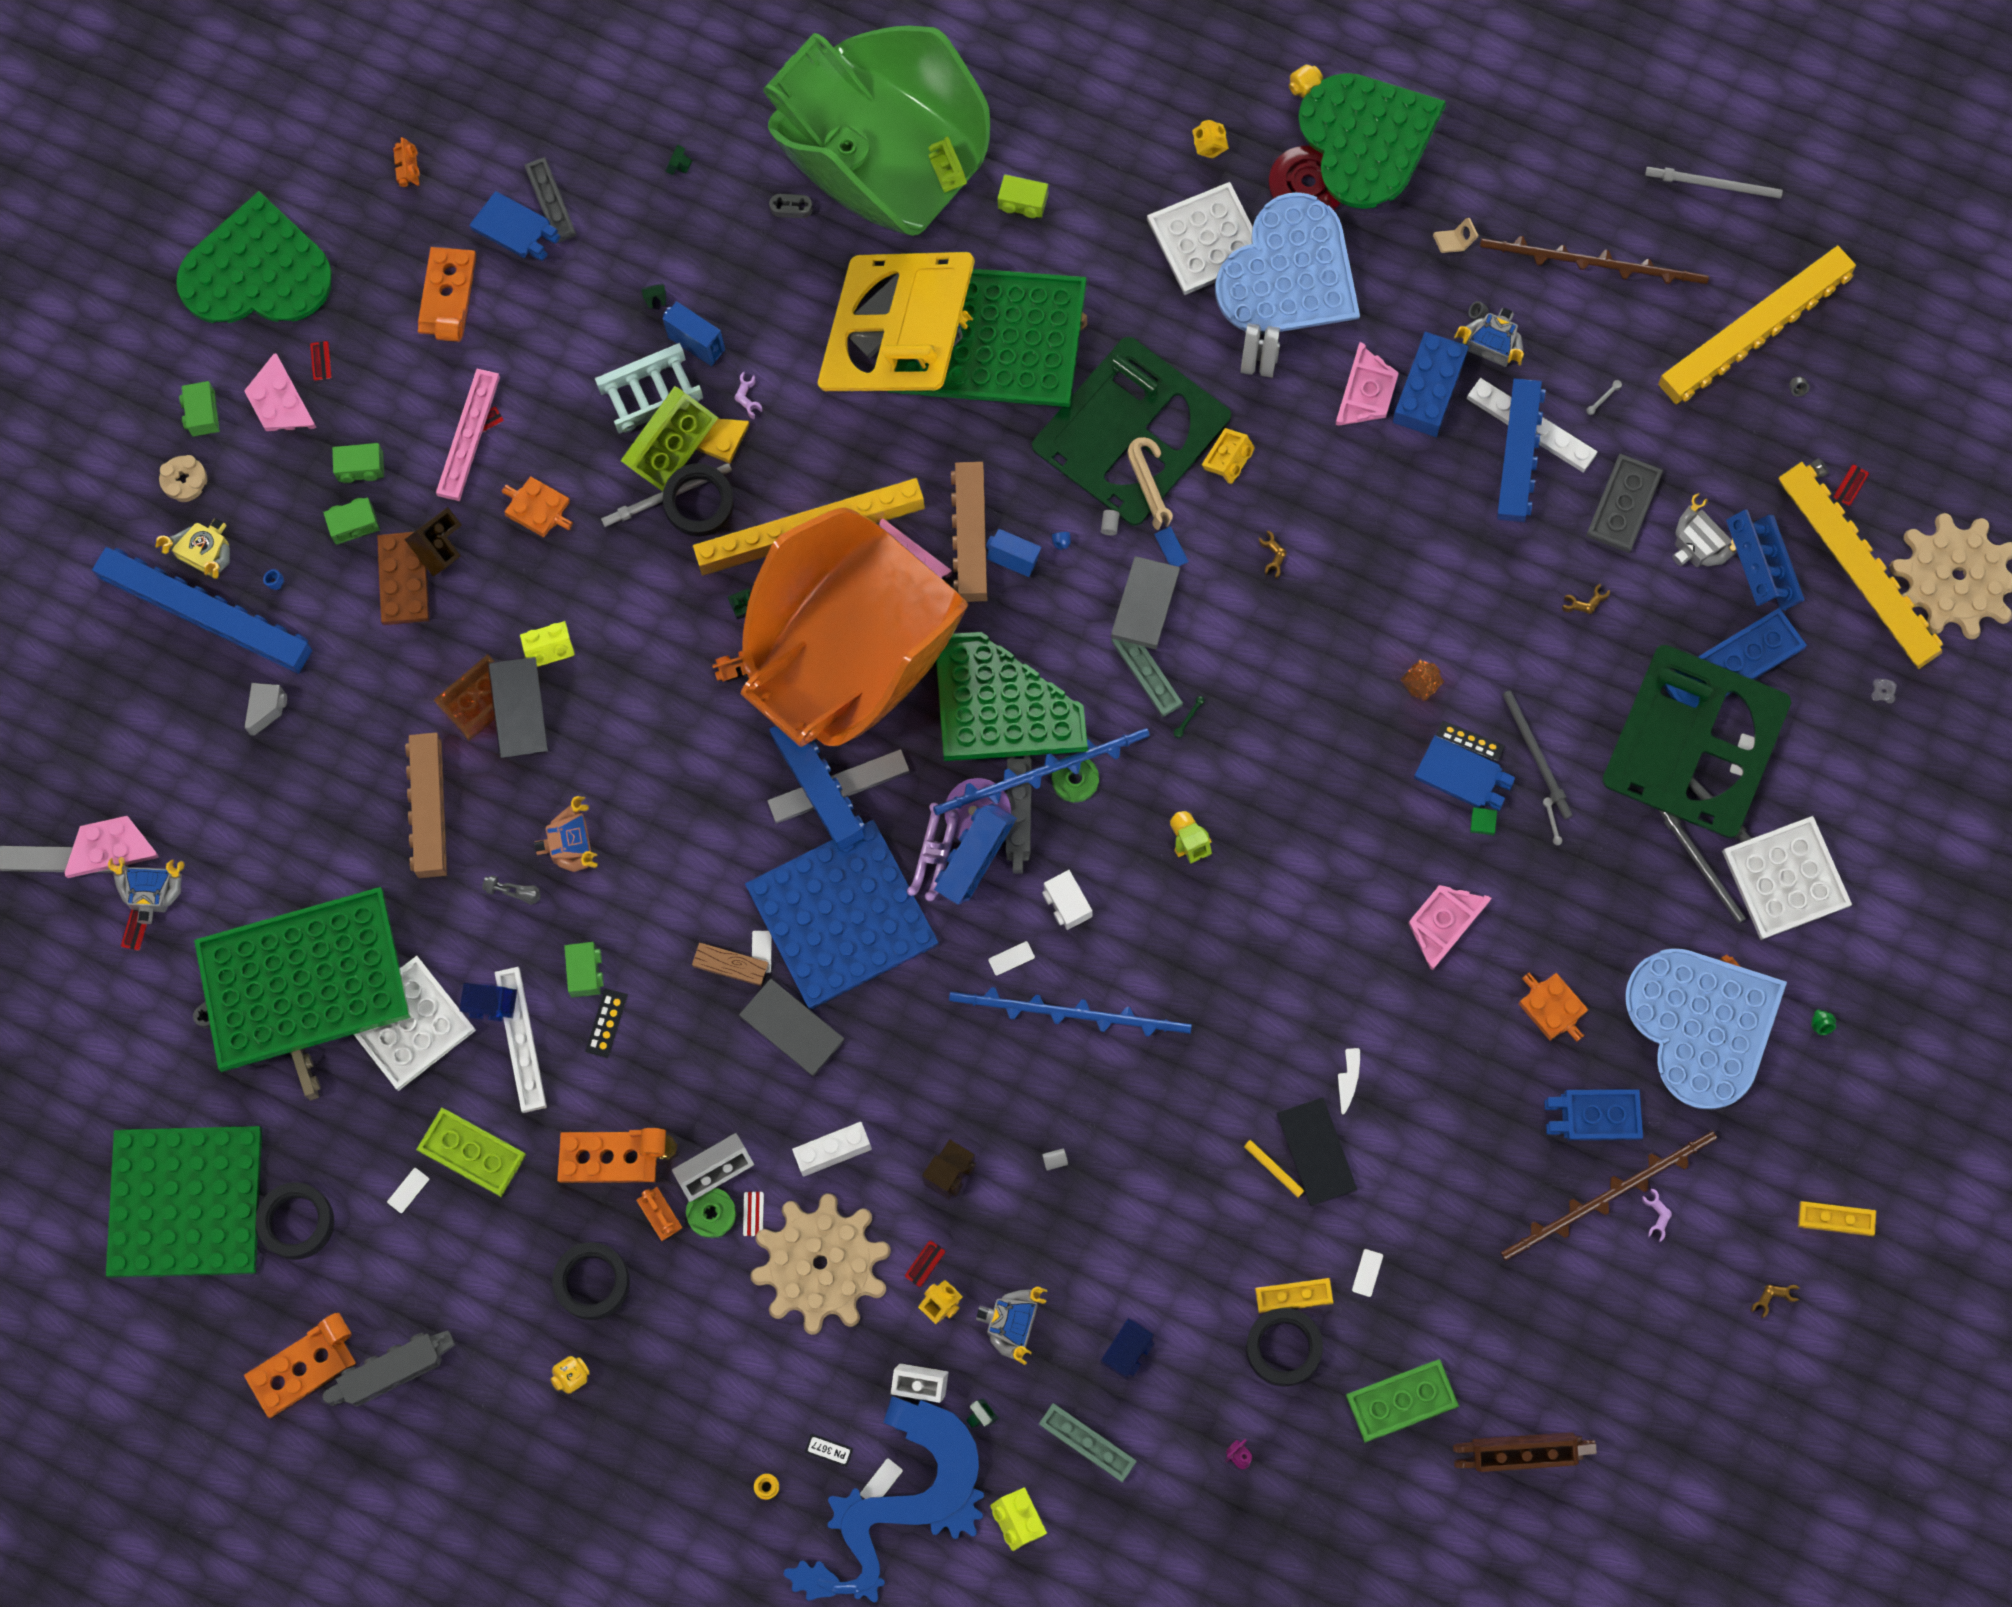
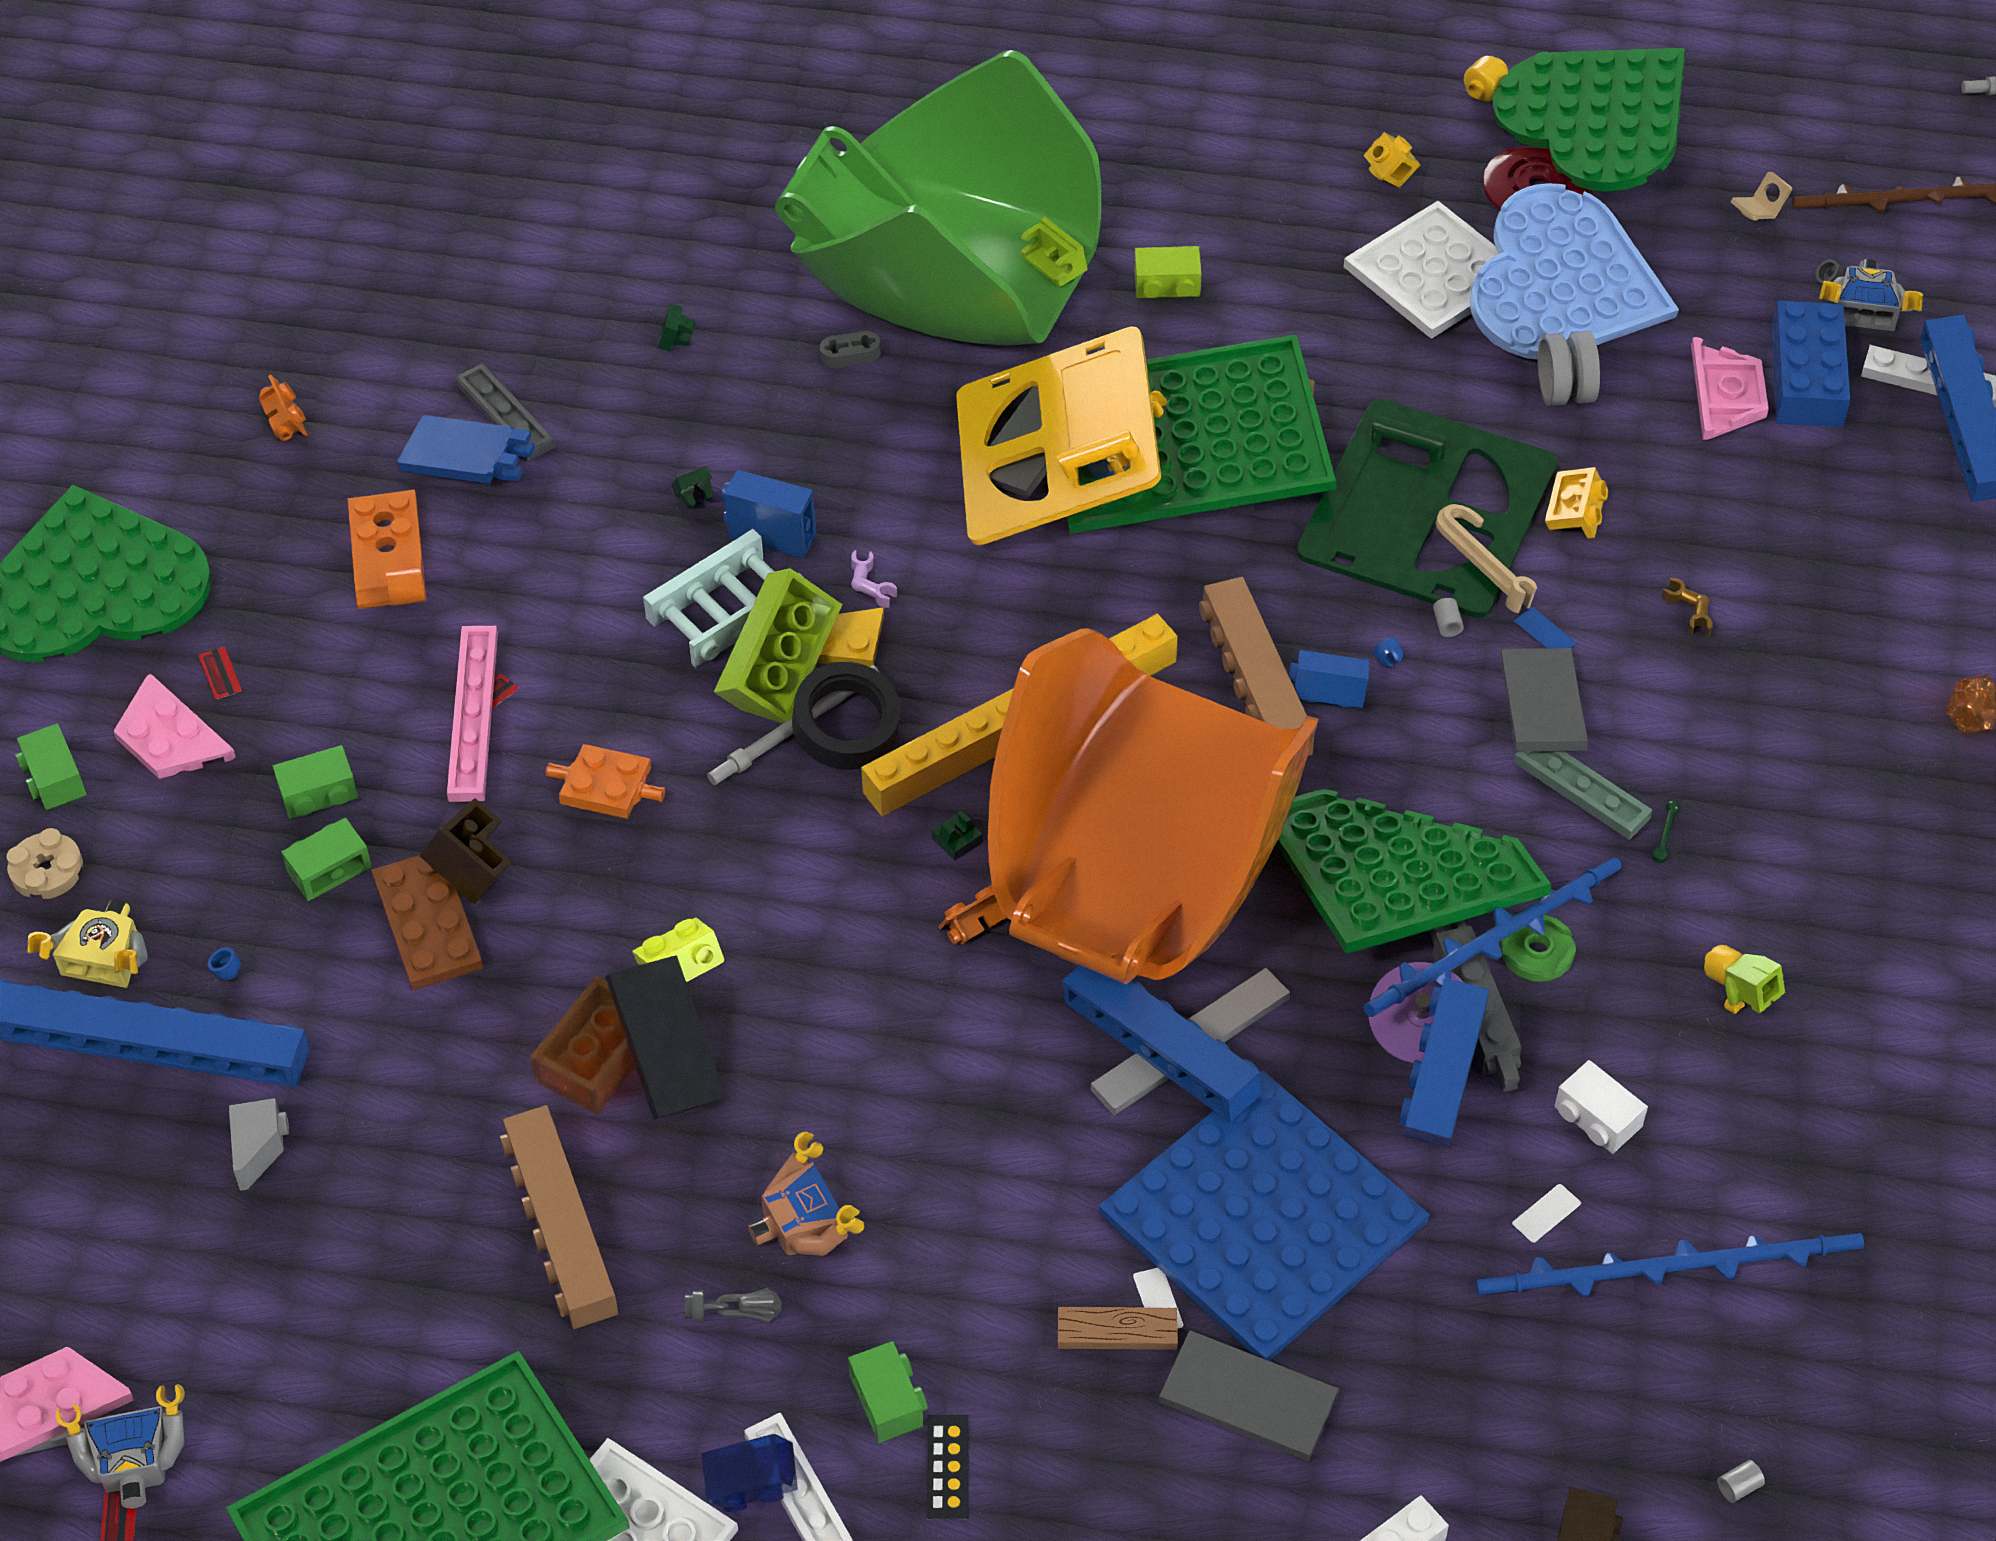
camera: 20 degrees left, 20 degrees down
(934, 852) = (1376, 1083): lavender piece -> none

